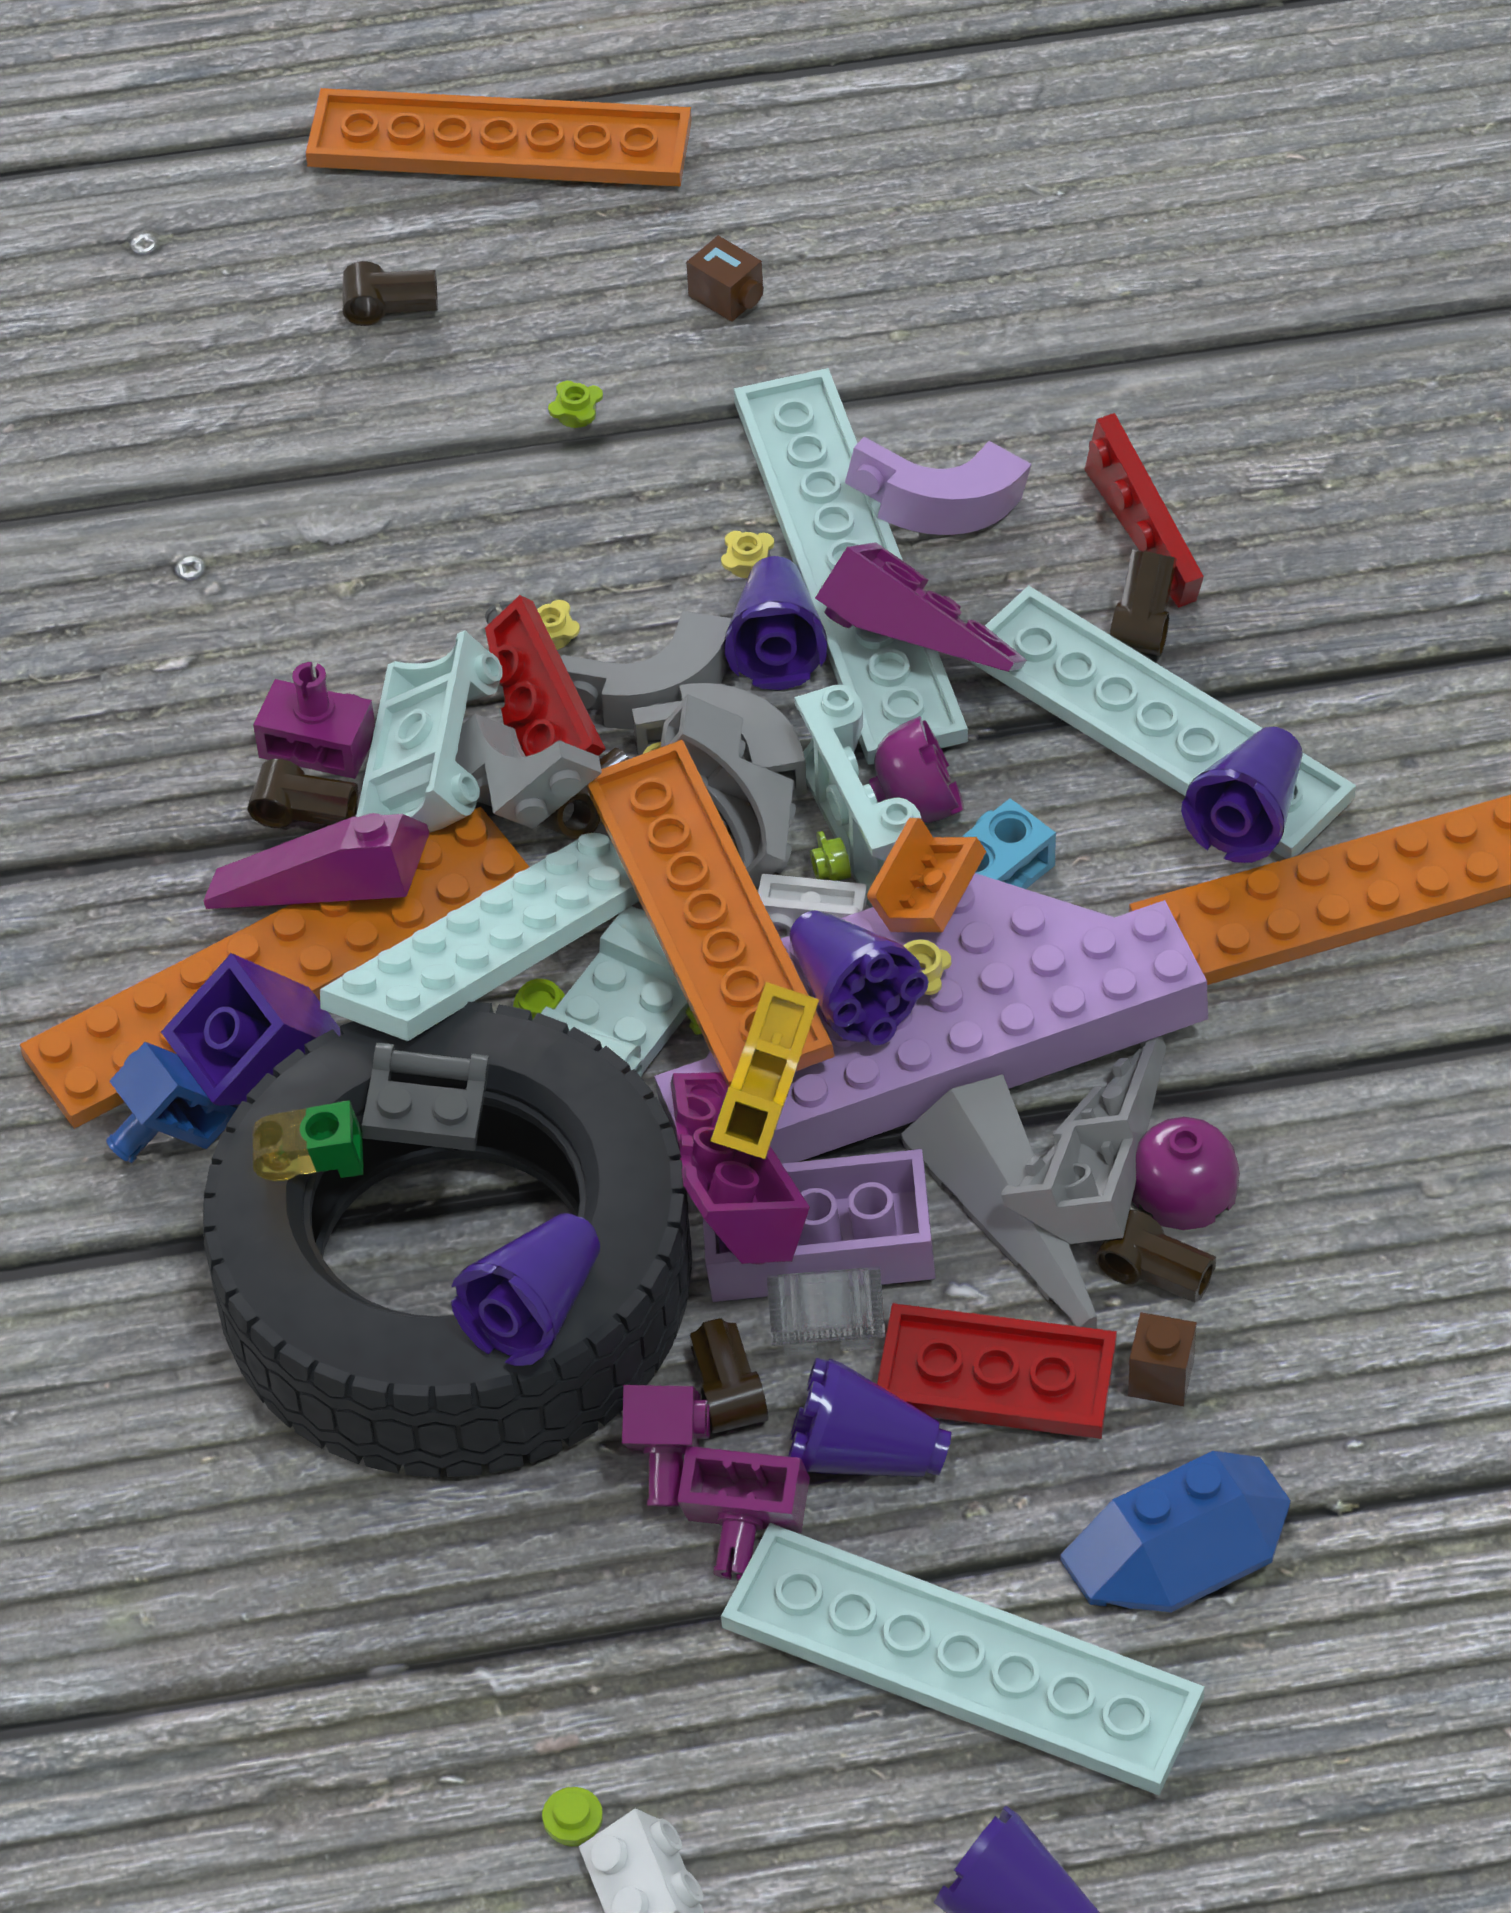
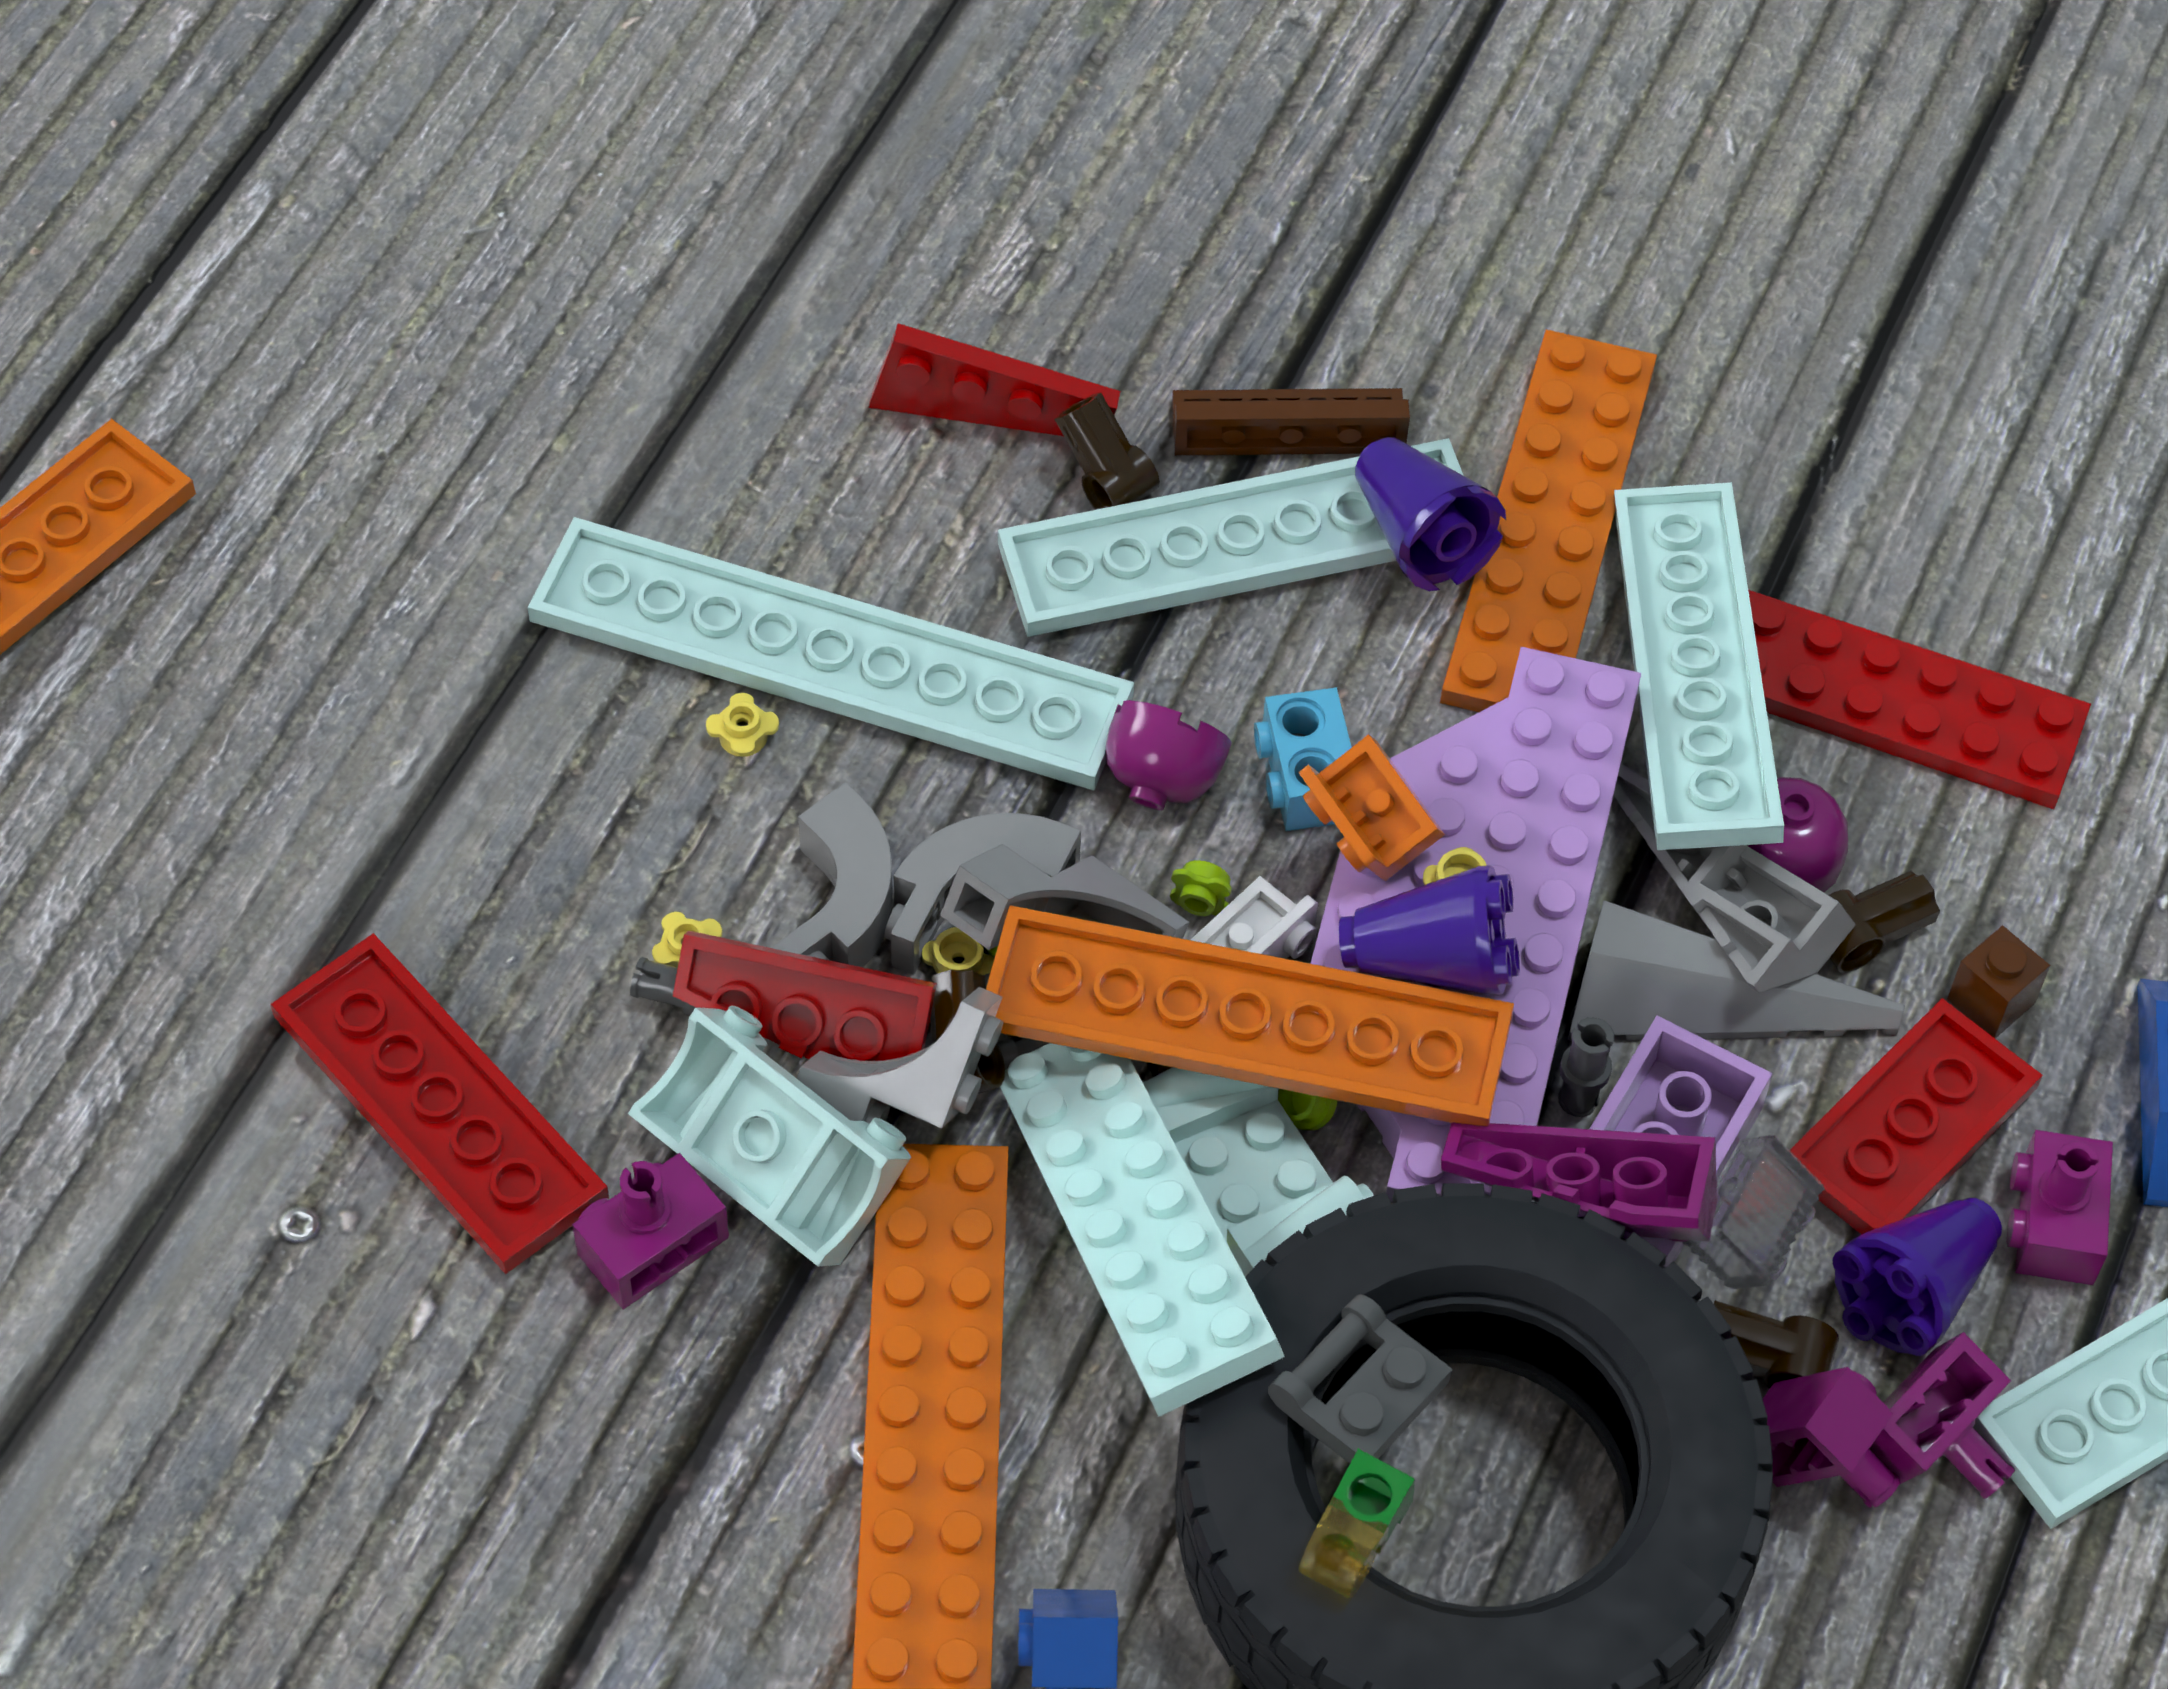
camera: 60 degrees left, 5 degrees up
(243, 1028) = (1062, 1519): dark purple slope -> none
(288, 794) = (719, 1308): dark brown piece -> none
(324, 569) = (439, 1102): none -> red plate
(342, 862) = (865, 1316): magenta wedge -> none
(372, 292) = (92, 831): dark brown piece -> none
(526, 1288) = (1708, 1425): dark purple cone -> none
(575, 404) = (409, 764): lime plate -> none
(725, 278) = (372, 528): reddish brown brick -> none
(765, 1071) = (1535, 1093): yellow arch -> none
(775, 628) = (874, 746): dark purple cone -> none
(832, 775) = (1164, 827): light aqua piece -> none
(855, 1130) = (1586, 1067): none -> dark grey pin
(889, 598) = (935, 647): magenta wedge -> none
(939, 499) = (831, 536): lavender arch -> none
(997, 1495) = (2062, 1207): none -> magenta brick
(1268, 1023) = (1698, 668): none -> light aqua plate
(1286, 699) = (1286, 420): none -> reddish brown fence
(1386, 1184) = (1915, 702): none -> red plate

